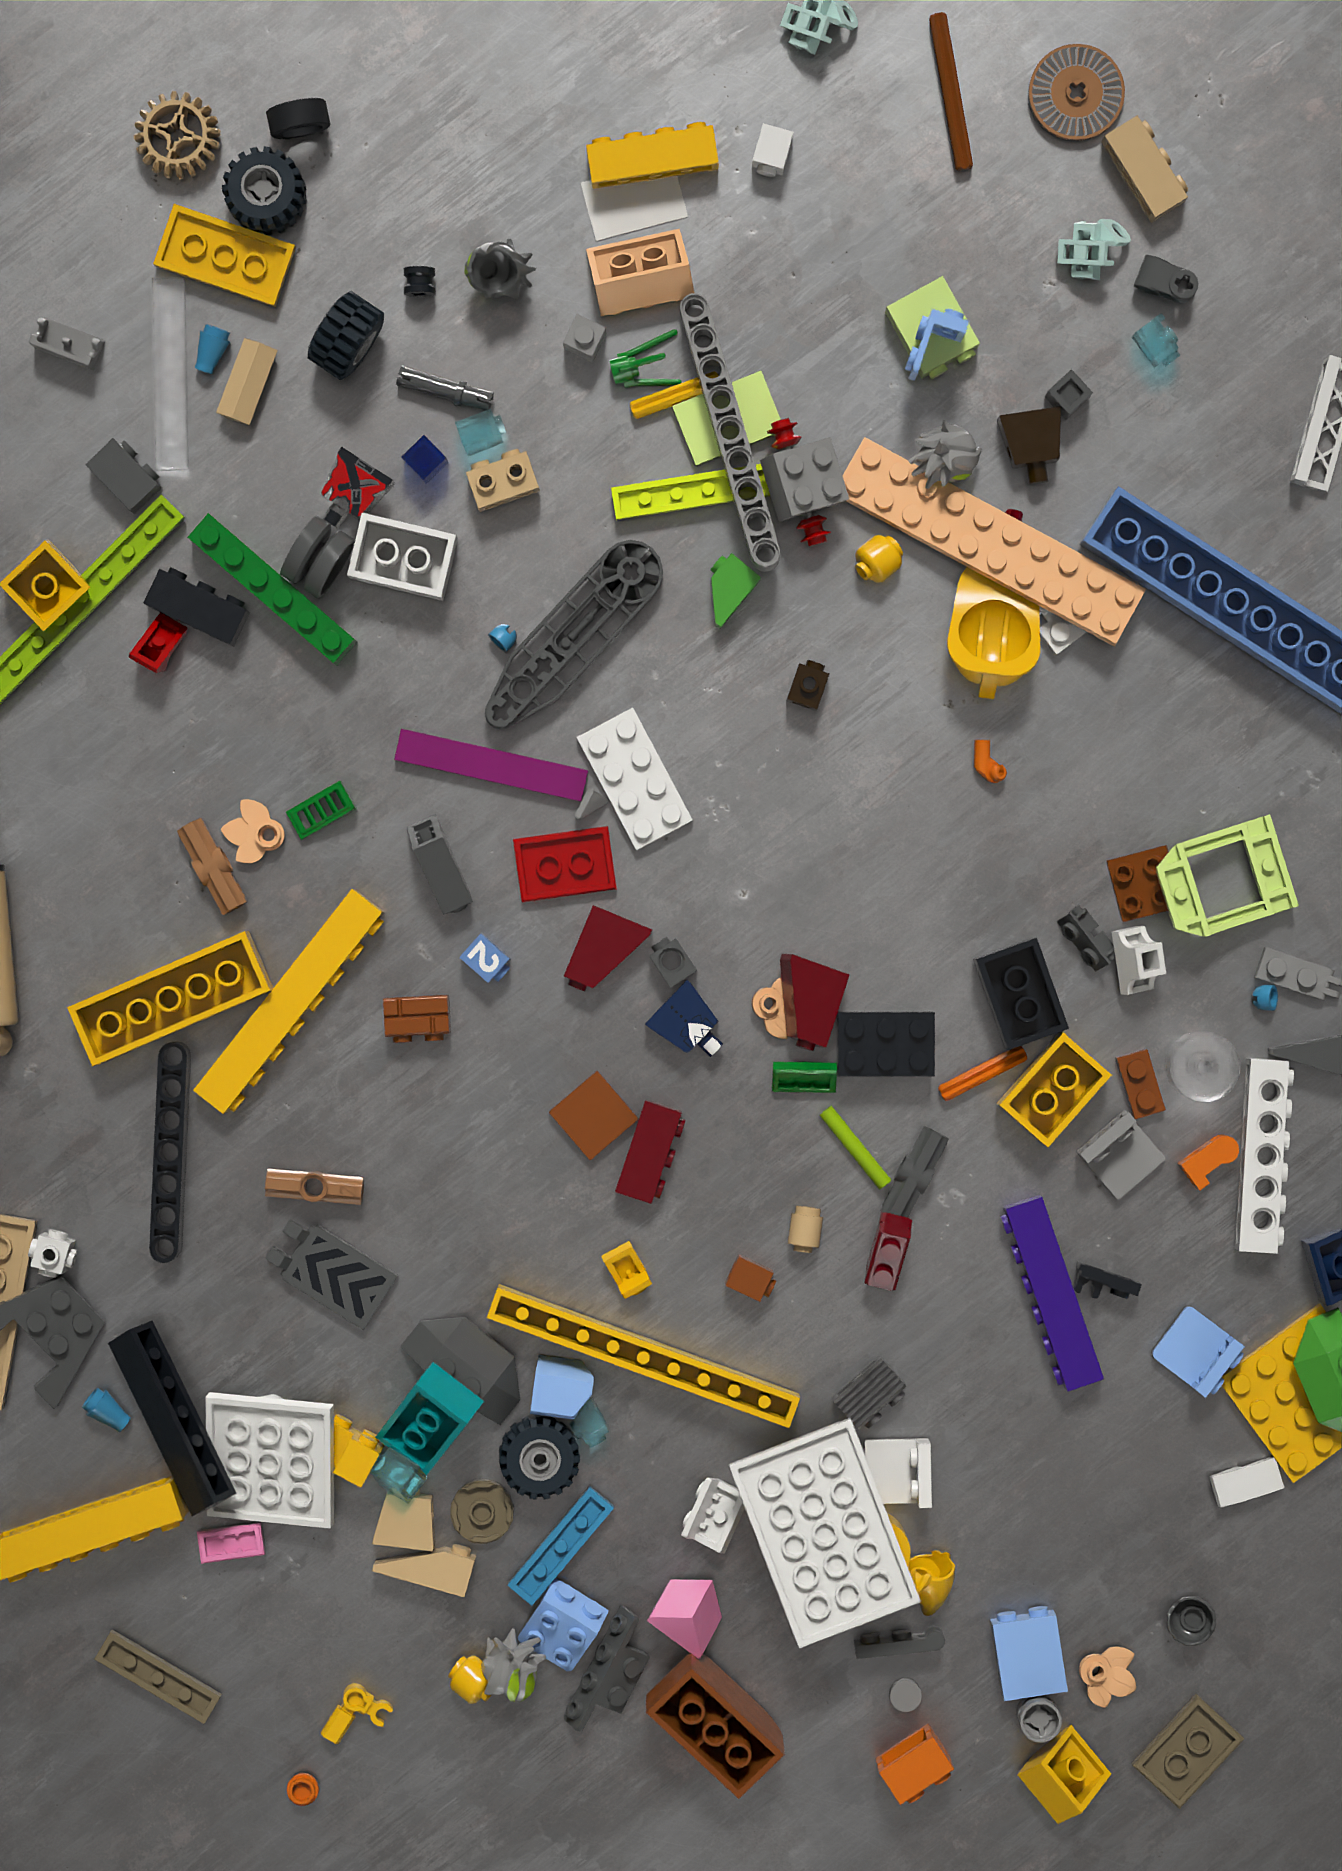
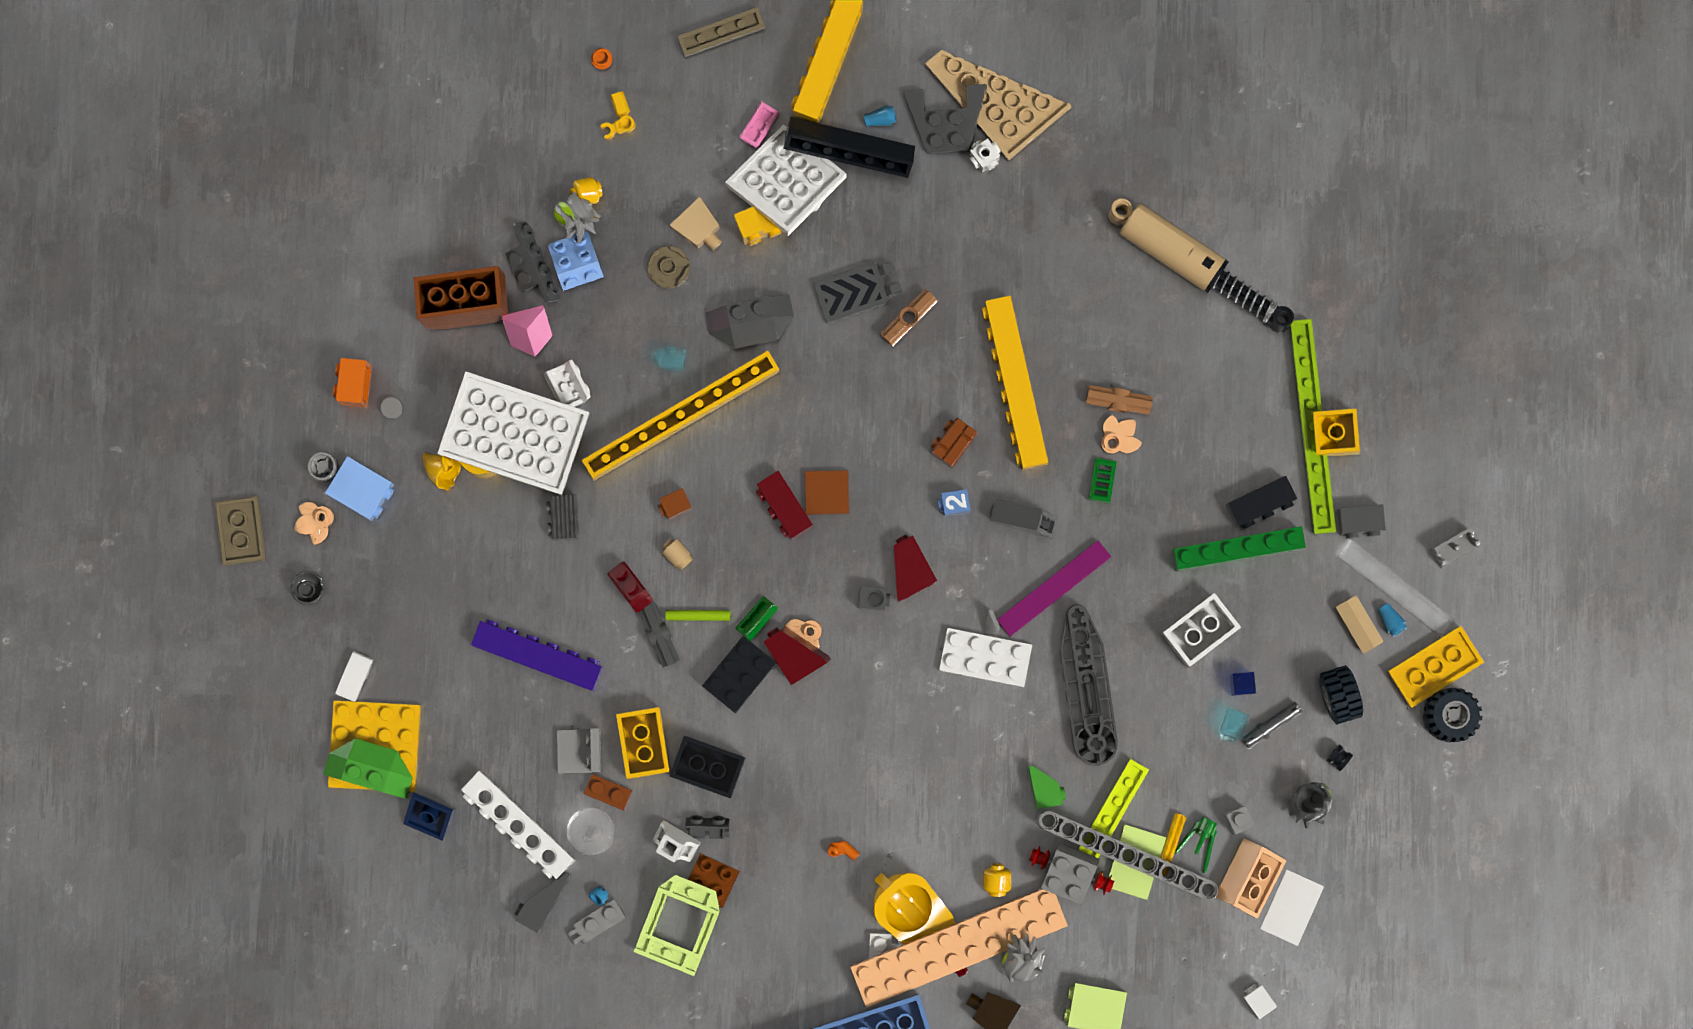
camera: 125 degrees right, 5 degrees down
(158, 643) = (1258, 466): red slope -> none
(163, 1166) = (983, 248): black beam -> none
(170, 998) = (1067, 322): yellow brick -> none
(173, 147) = (1525, 701): tan gear -> none
(298, 118) = (1476, 763): black tyre -> none
(317, 557) = (1236, 585): dark grey wheel -> none
(353, 488) = (1258, 634): torso -> none
(398, 1475) = (723, 239): clear light blue brick -> none
(430, 1418) = (739, 278): teal brick -> none
(439, 1569) = (656, 221): tan slope -> none
(502, 638) = (1114, 648): dark azure hinge -> none
(504, 486) = (1195, 714): tan brick -> none
(539, 1457) = (672, 319): black wheel -> none
(560, 1387) = (700, 359): light blue slope -> none
(560, 1545) = (617, 293): dark azure plate -> none
(564, 864) = (970, 584): red tile -> none
(627, 1270) = (732, 443): yellow bracket -> none
(652, 156) = (1307, 934): yellow brick -> none
(686, 1021) = (836, 580): dark blue torso -> none
(808, 697) = (954, 782): dark brown brick -> none
(899, 1643) = (421, 427): dark grey plate -> none
(901, 1470) = (511, 500): white bracket -> none
(945, 324) = (1090, 1016): light blue bracket -> none
(982, 1073) = (682, 713): orange axle -> none
(1064, 1775) = (282, 456): yellow slope -> none
(1120, 1285) = (512, 694): black plate -> none
(1198, 1351) = (444, 707): light blue bracket -> none
(1208, 1157) = (540, 795): orange leg -> none

